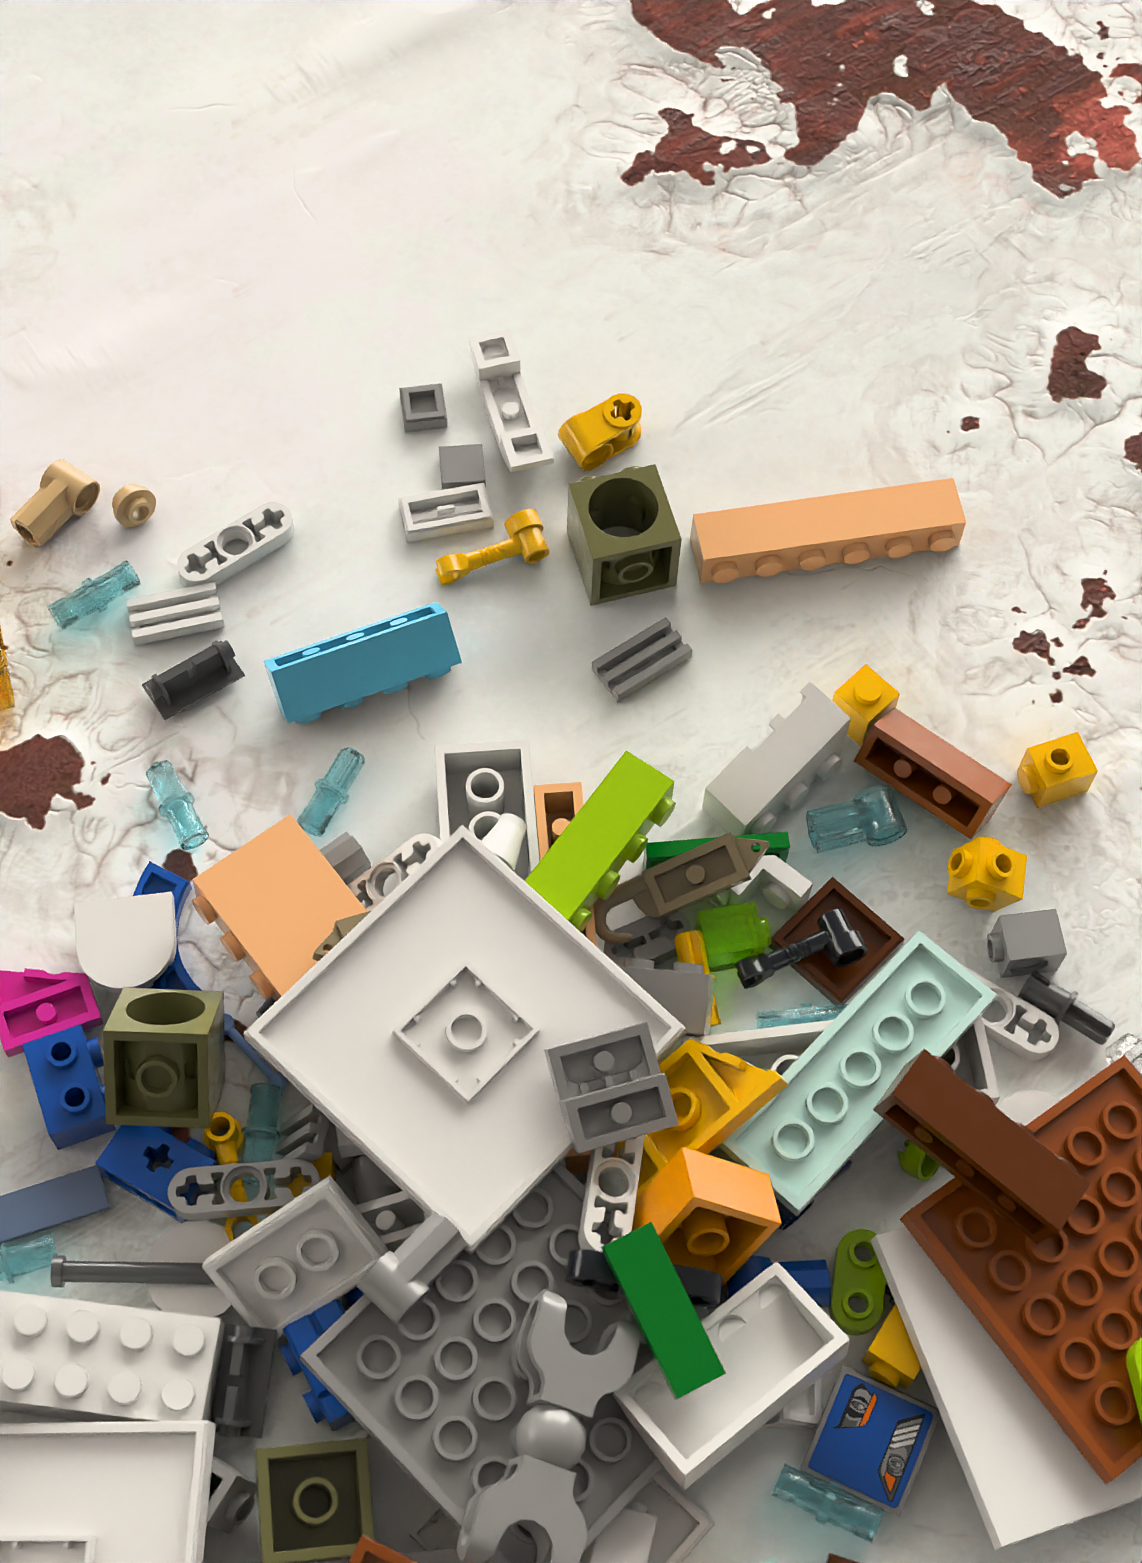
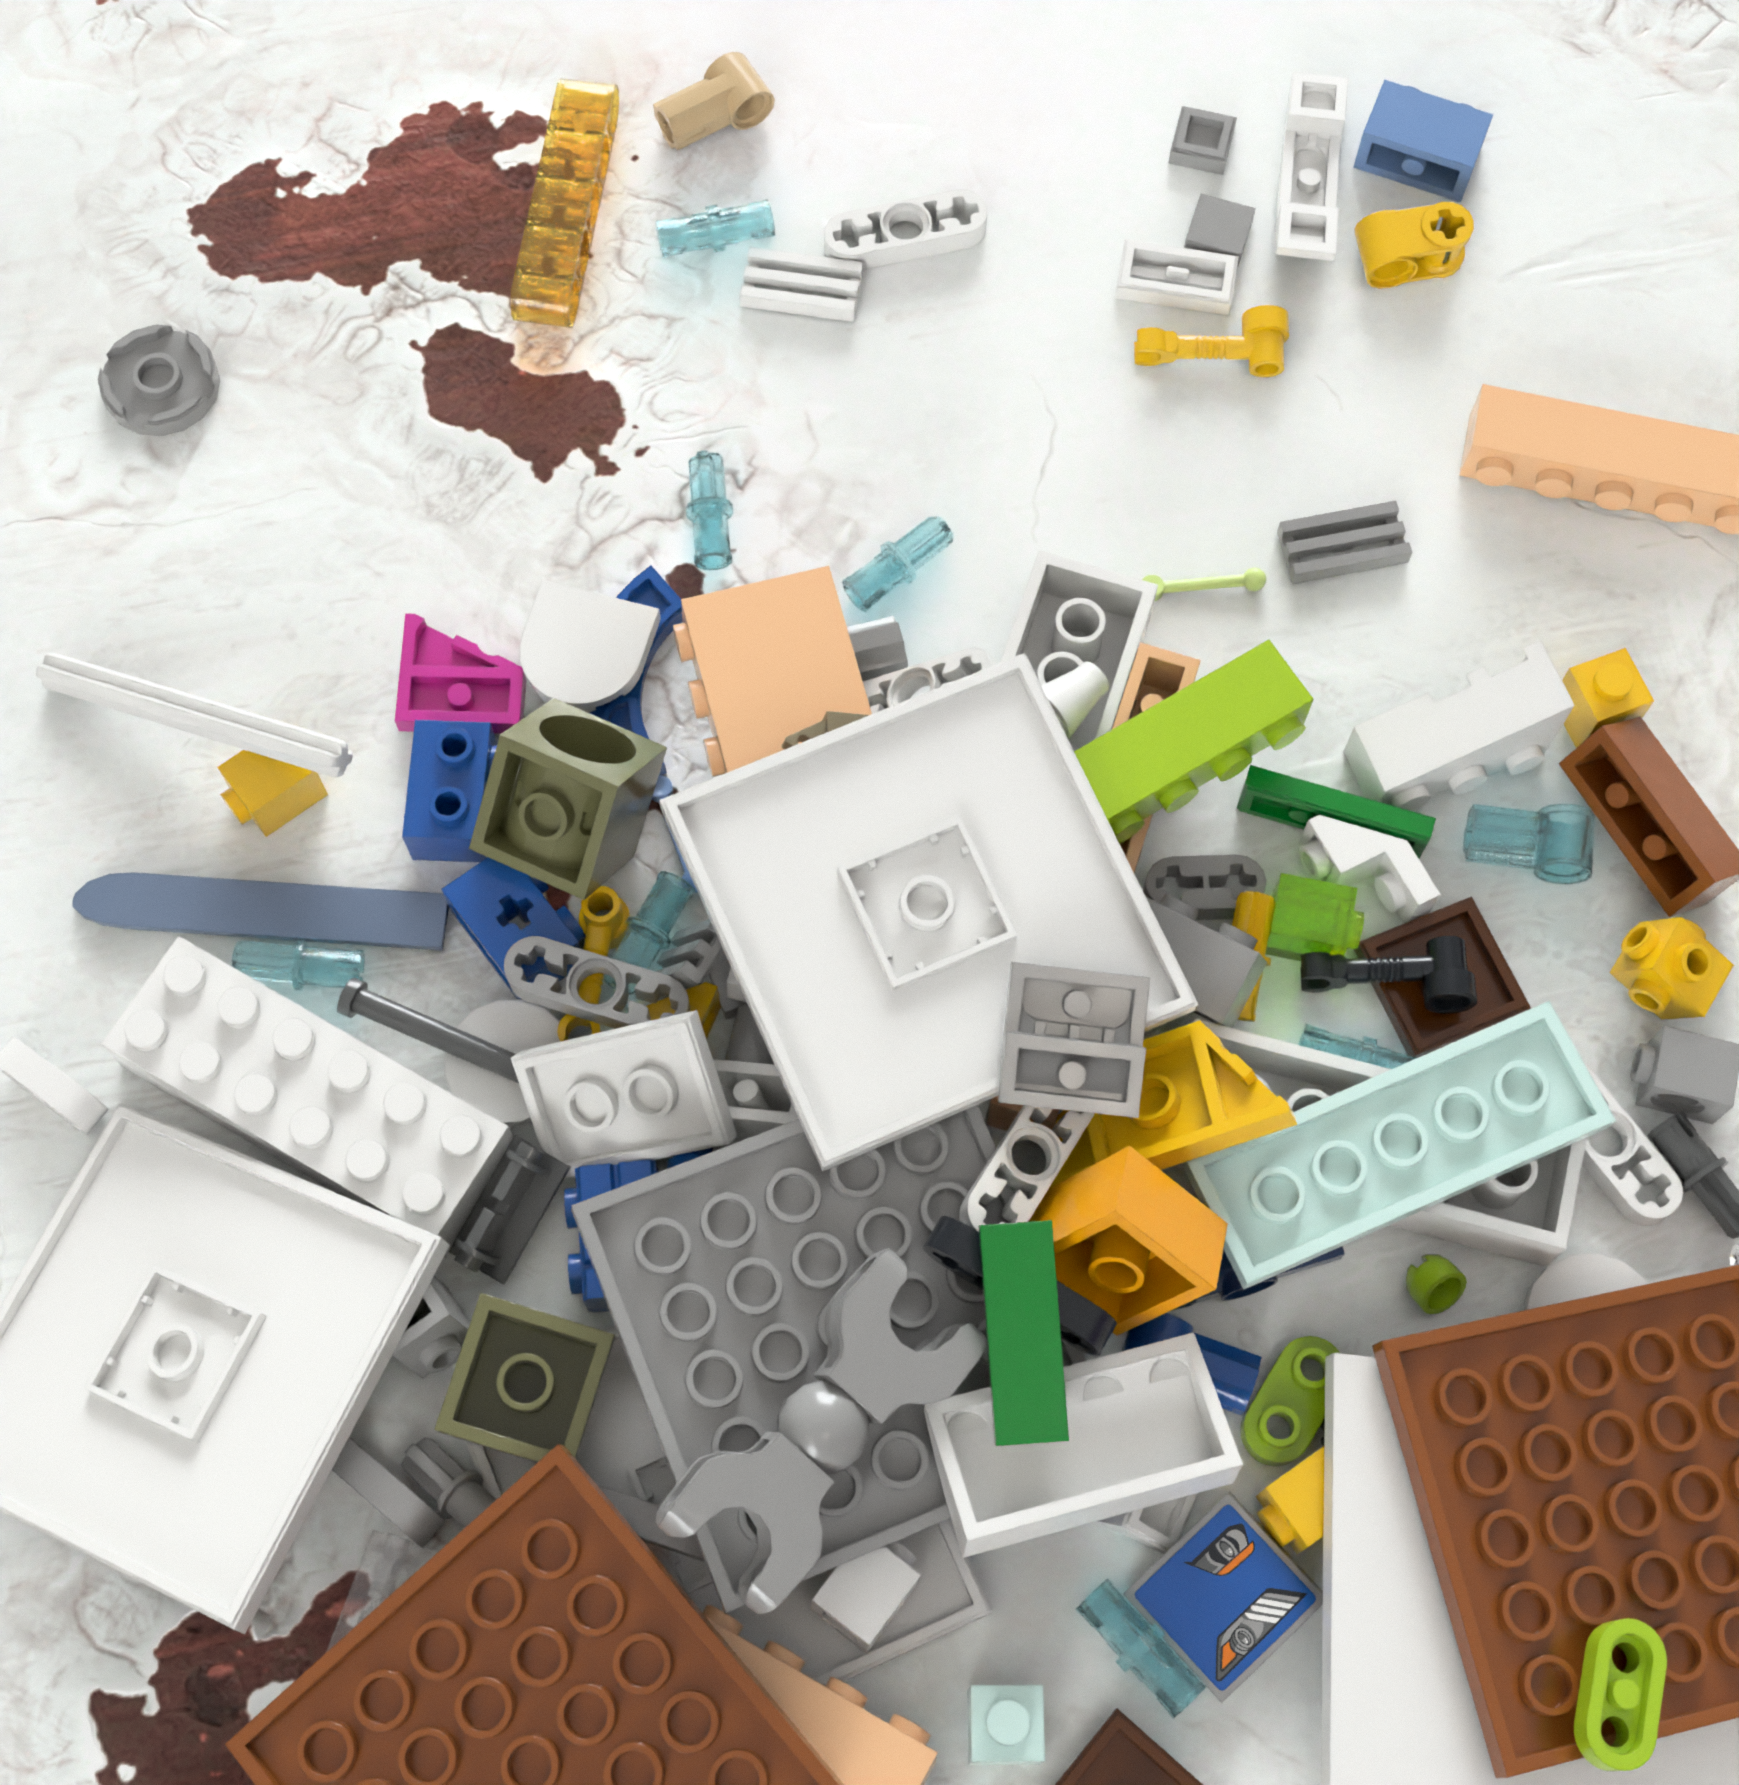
camera: 25 degrees right, 5 degrees up
(133, 505) = (804, 138): tan plate -> none
(193, 679) = (790, 369): dark grey hinge -> none
(363, 663) = (998, 422): medium azure brick -> none
(404, 1277) = (725, 1165): light grey piece -> none
(579, 355) = (1422, 140): none -> medium blue brick
(589, 709) = (1252, 579): none -> yellowish green hinge
(623, 565) = (1377, 417): olive brick -> none
(682, 881) = (1276, 828): dark tan plate -> none
(982, 1146) = (1514, 1300): reddish brown brick -> none

